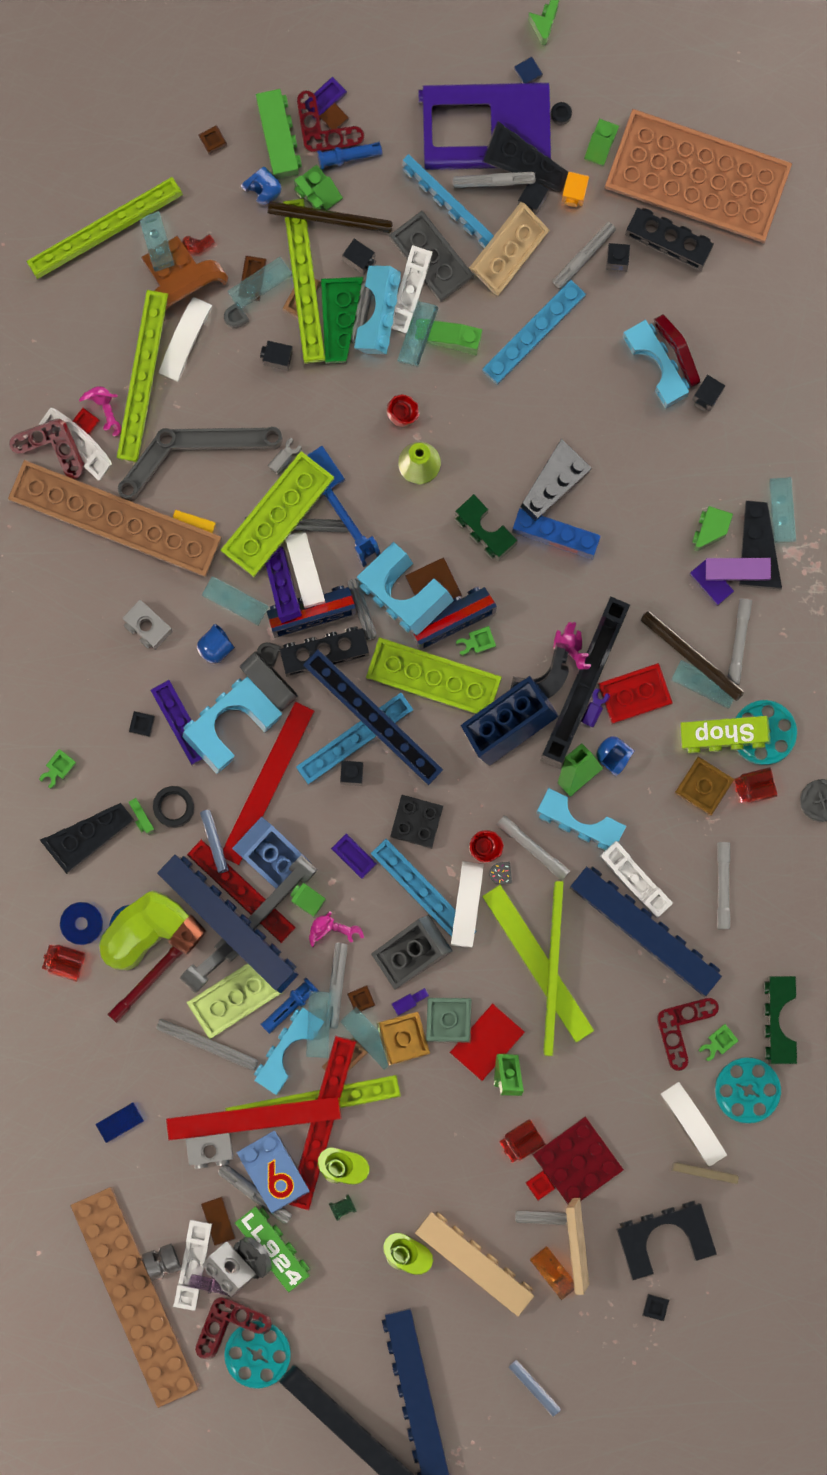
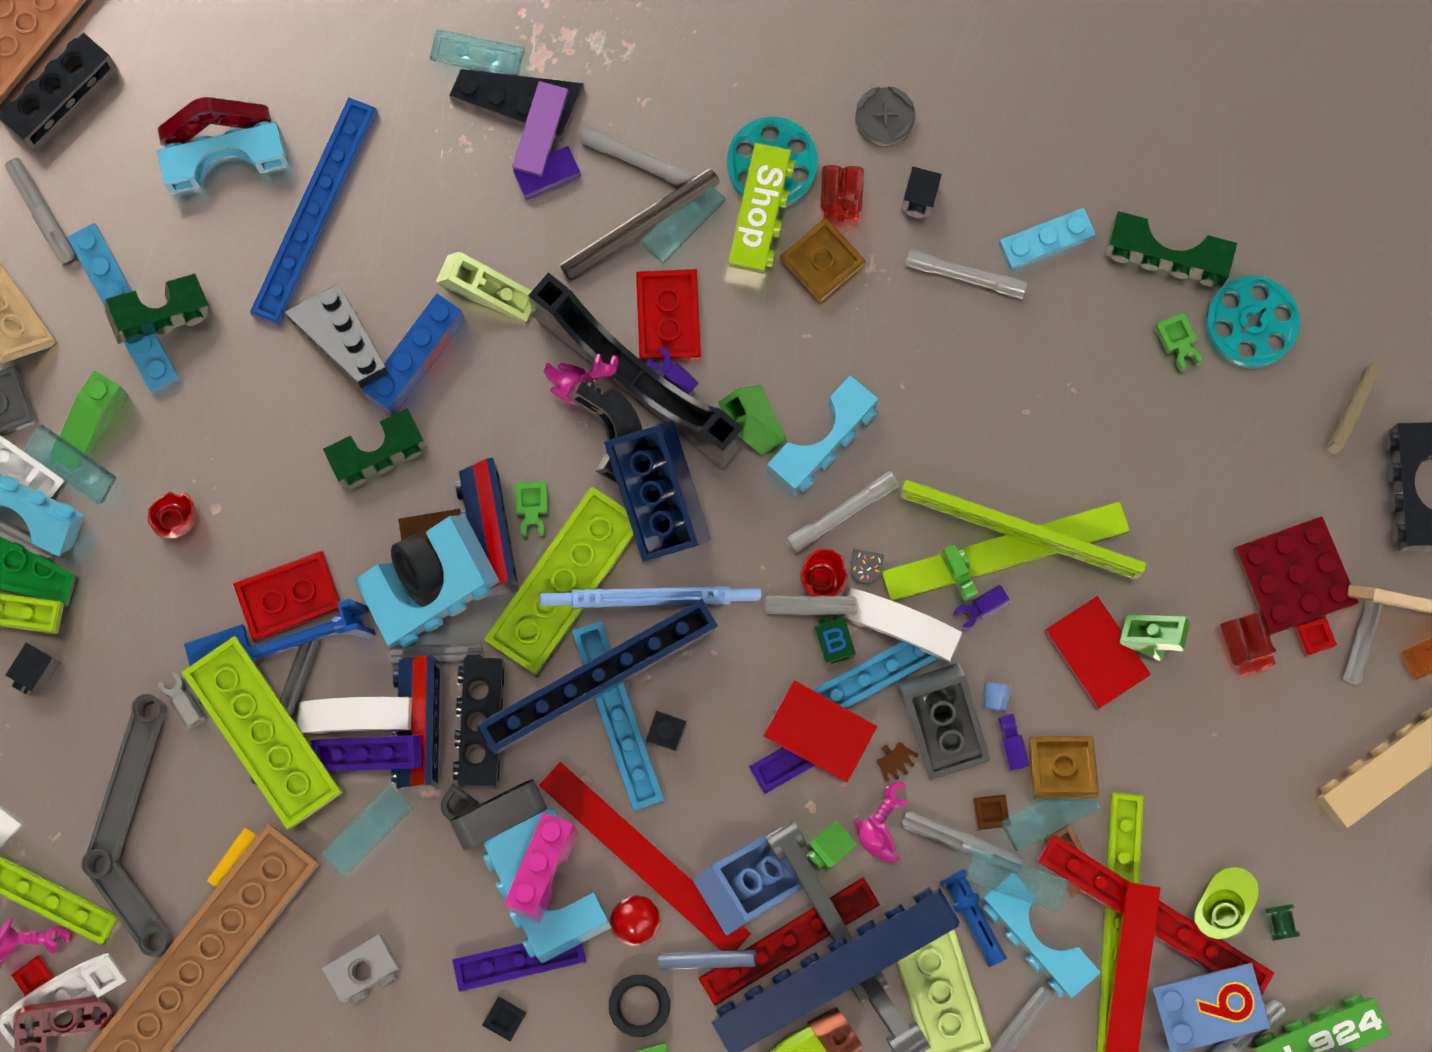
camera: 75 degrees left, 5 degrees down
(214, 645) = (423, 878): blue helmet -> none
(226, 788) = (634, 920): none -> red hair
(254, 718) = (533, 881): none -> dark pink arch
(372, 502) = (287, 596): none -> red tile
(377, 927) = (894, 760): none -> reddish brown piece
(381, 872) = (820, 731): none -> red tile
(407, 1254) = (1374, 847): lime piece -> none
(412, 579) = (417, 566): none -> black tyre
(416, 821) = (760, 661): black brick -> none
(419, 463) = (253, 514): lime cone -> none
(438, 737) = (649, 597): none -> light blue axle
(438, 982) = (996, 696): none -> medium blue hose
(444, 865) = (833, 640): none -> dark green brick
(449, 1020) = (1053, 696): sand green tile -> none
(463, 843) = (811, 605): none -> light grey axle
(497, 959) = (984, 605): none -> dark purple bar
(517, 932) = (957, 565): none -> bright green plate
(523, 343) = (134, 320): none -> dark green arch
(614, 754) = (747, 363): blue helmet -> none
(617, 566) = (484, 286): none -> yellowish green slope
(618, 257) = (58, 164): black brick -> none
(636, 879) = (928, 385): white slope -> none
(638, 435) = (313, 211): none -> blue tile
(645, 931) = (1001, 392): dark blue brick -> none
(678, 1020) = (1135, 387): dark red beam -> none
(694, 1124) = (1280, 404): white slope -> none
(708, 393) = (286, 101): black brick -> none
(713, 528) = (471, 145): bright green slope -> none
(765, 935) = (1047, 239): none -> medium azure plate
(770, 839) = (921, 192): none -> black brick

